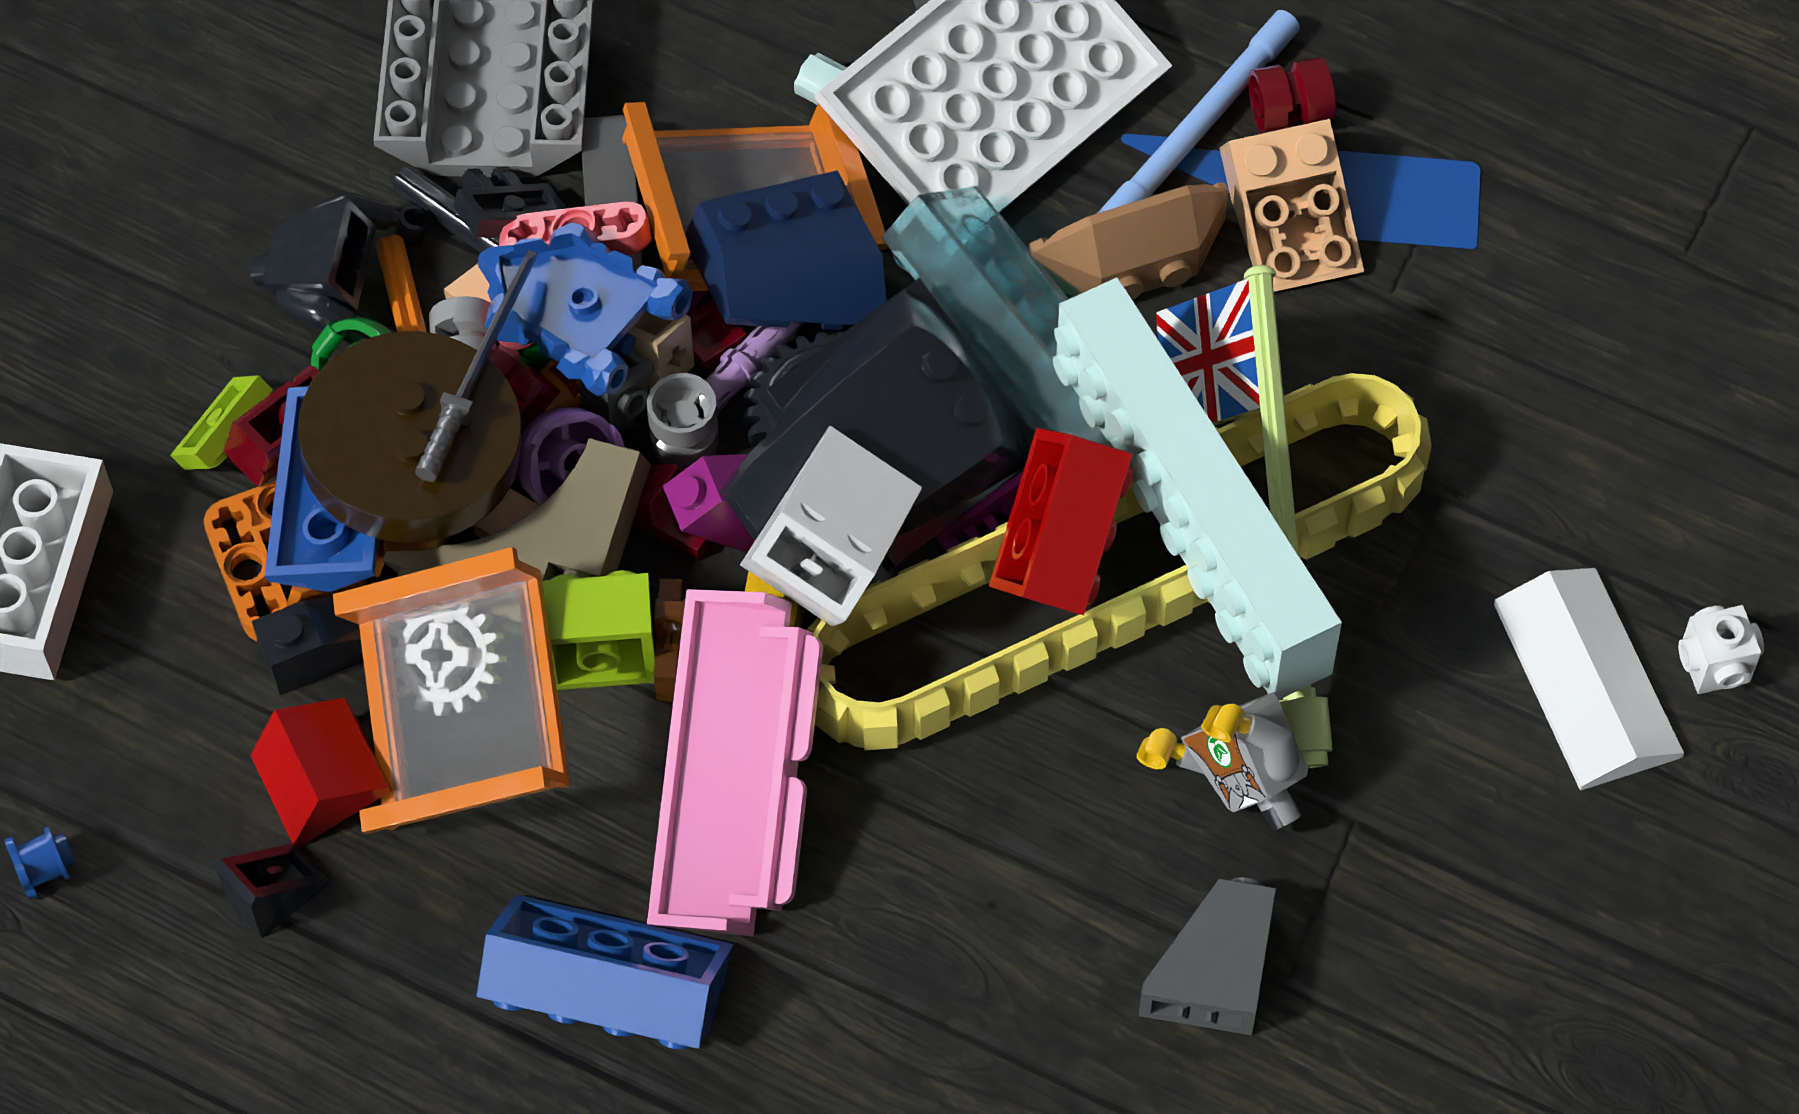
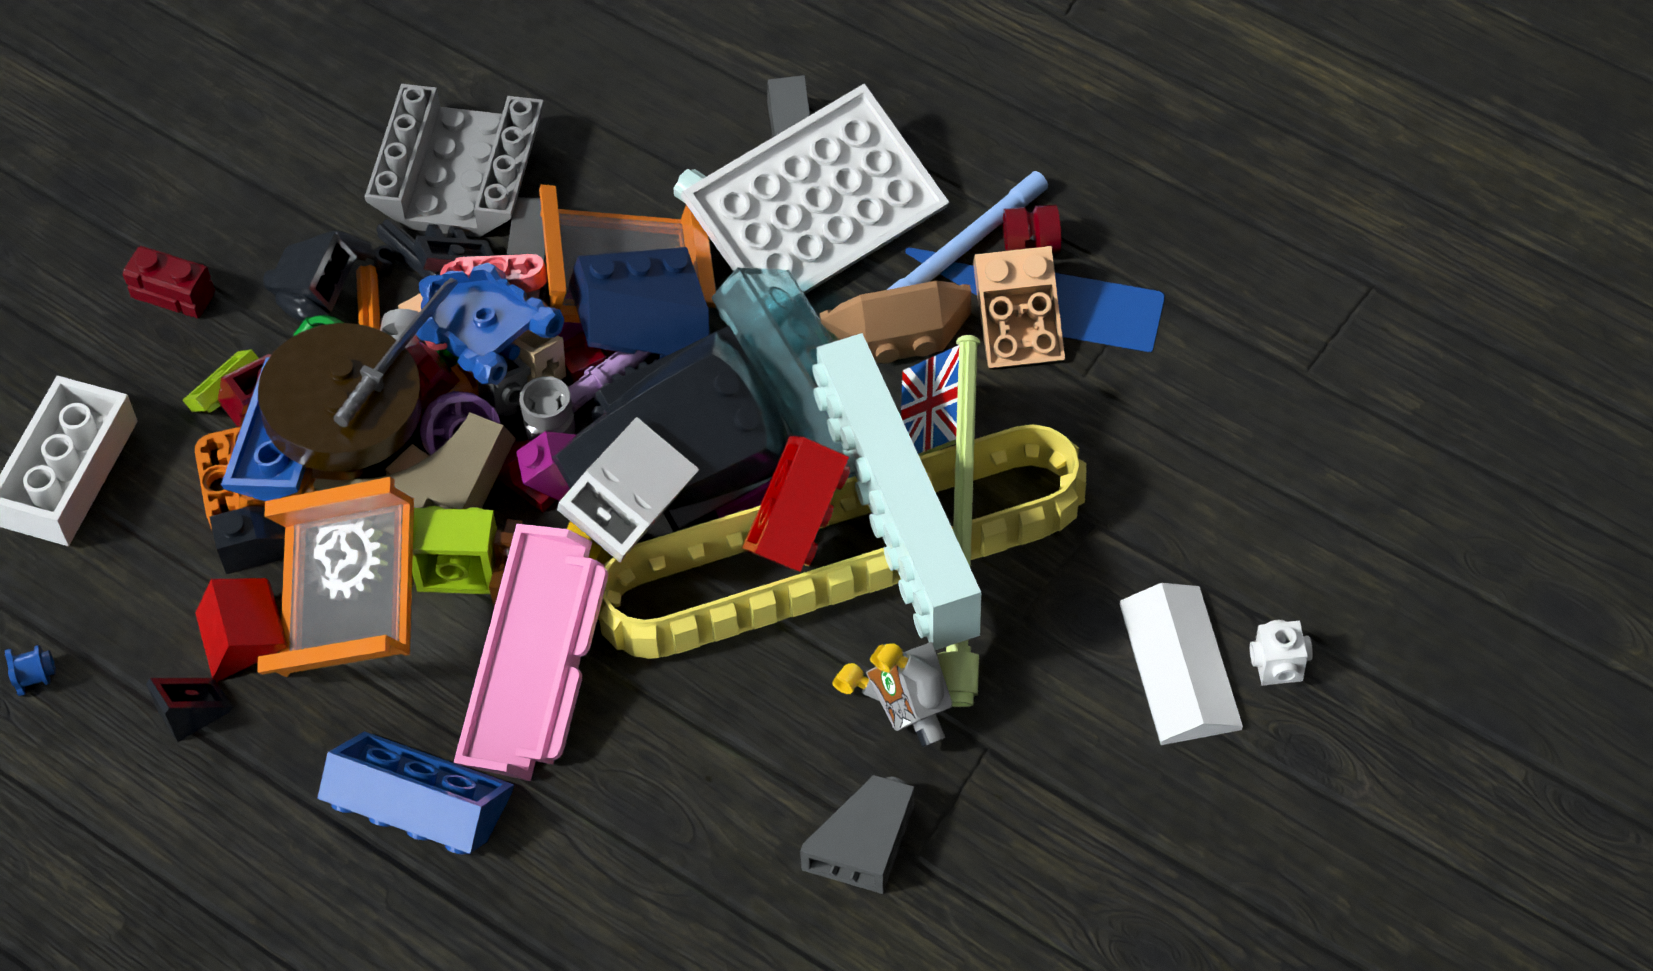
camera: 10 degrees right, 5 degrees down
(119, 288) = (169, 282): none -> dark red brick

